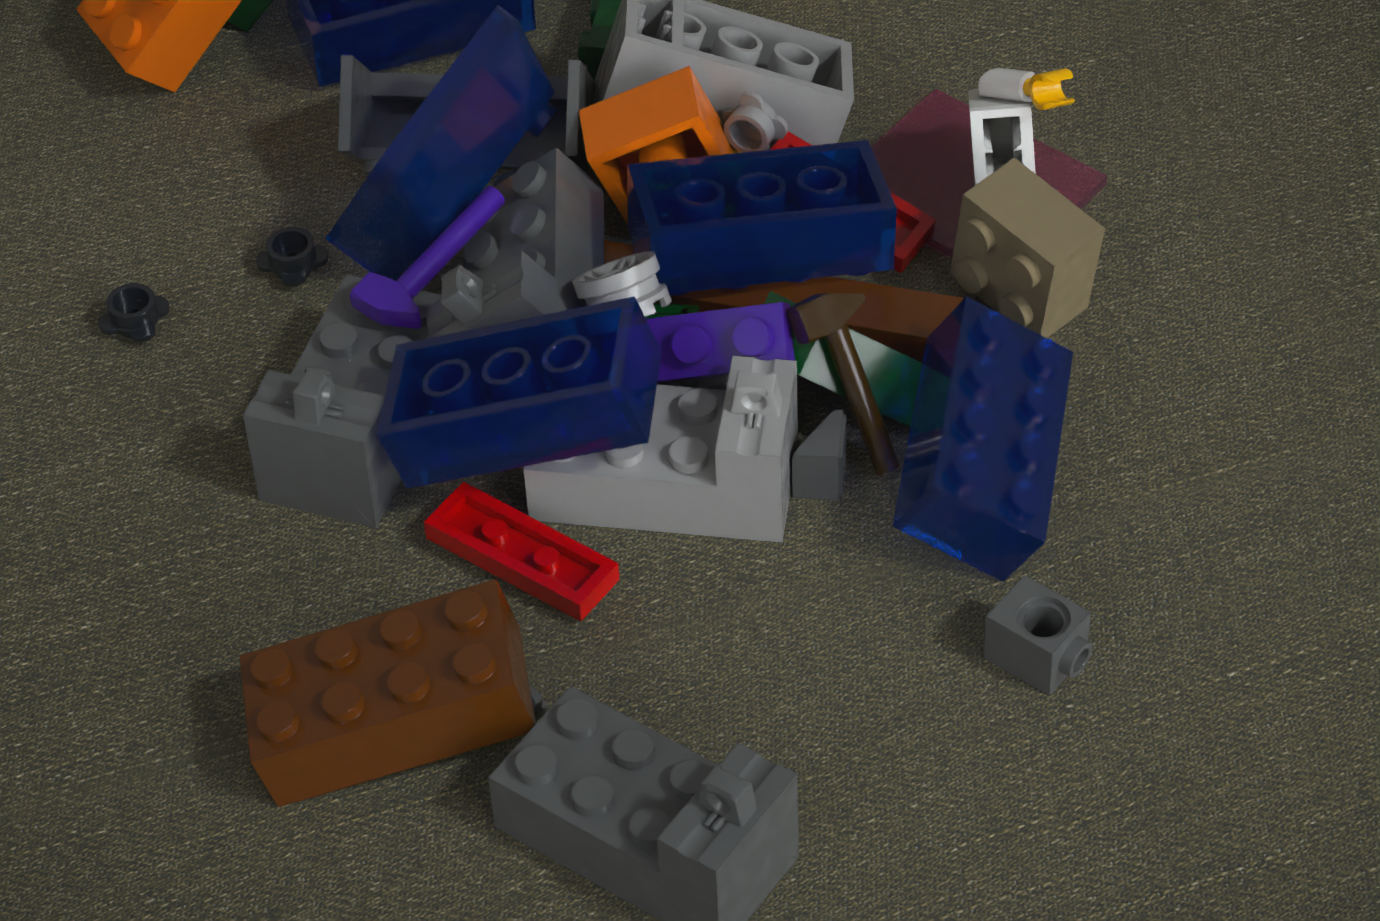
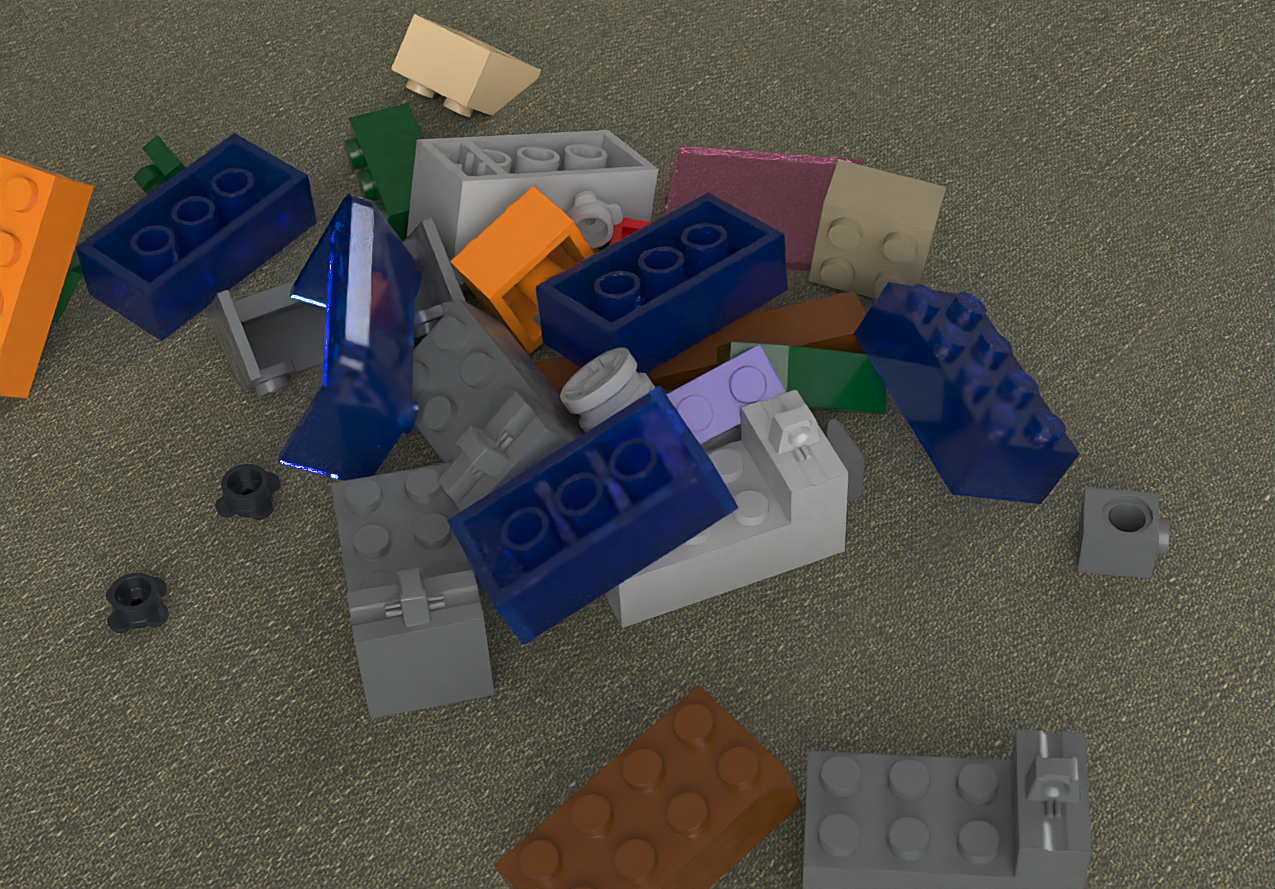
camera: 30 degrees left, 0 degrees up
(392, 301) = (402, 486): dark purple piece -> none
(522, 551) = (647, 655): red plate -> none
(826, 317) = (793, 347): dark brown piece -> none
(1004, 116) = (797, 147): white torso -> none

